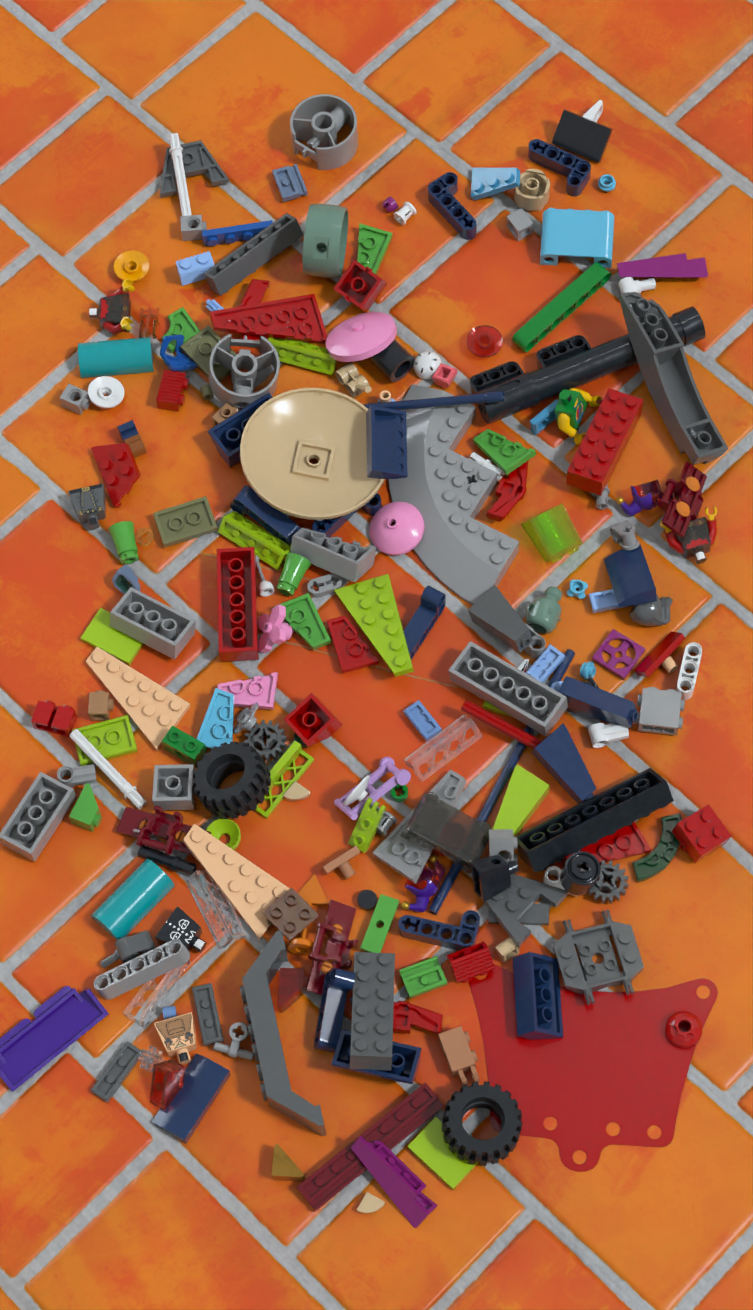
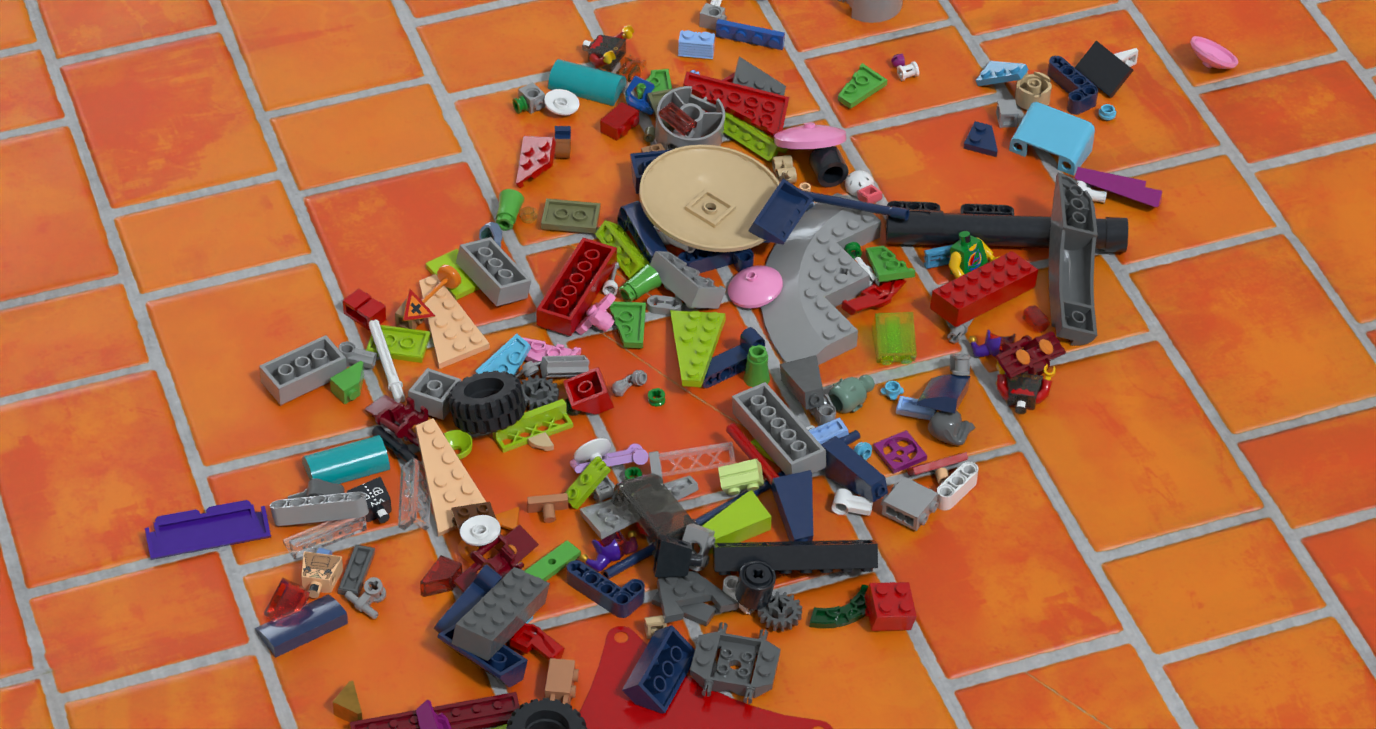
camera: 20 degrees right, 20 degrees down
(67, 411) = (520, 104): none -> green bush
(89, 504) = (496, 173): dark grey torso -> none
(104, 699) = (416, 308): none -> orange piece
(116, 1072) = (250, 580): dark grey tile -> none
(130, 260) = (643, 24): light orange dish -> none
(150, 1057) = (283, 574): clear gear -> none
(184, 746) = (460, 364): green brick -> none
(237, 377) = (674, 119): none -> clear red tile
(253, 254) = (754, 51): dark grey brick -> none
(267, 1040) = (397, 596): dark grey slope -> none
(271, 288) = (751, 76): none -> dark grey wing
(276, 701) = (563, 366): none -> light grey piece
(289, 182) = (818, 16): sand blue plate -> none
(301, 920) = (480, 530): none -> white dish
(325, 240) = (825, 62): sand green cylinder -> none
(346, 681) = (638, 378): none -> light grey piece
(349, 646) = (657, 354): red wing -> none
(360, 286) = (833, 103): red brick -> none
(367, 900) = (552, 541): black tile -> none
(378, 691) = (658, 401): none -> green bush
(419, 778) = (655, 463): none -> light grey beam
(422, 720) = (688, 431): medium blue plate -> none
(423, 977) = (565, 617): bright green plate -> none
(441, 193) = (949, 71): dark blue beam -> none
(448, 623) = (757, 366): none -> bright green plant
(463, 446) = (853, 246): none -> green bush
(471, 962) = (615, 619): red brick -> none
(481, 335) = (921, 183): clear red dish -> none
(500, 753) = (741, 476): none -> yellowish green brick
(510, 263) = (981, 139): none -> dark blue wing
(561, 307) = (1005, 184): green beam -> none
(620, 845) = (808, 587): red wing -> none
(663, 450) = (1036, 318): none -> clear red brick
(670, 74) = (1213, 54): none -> bright pink dish

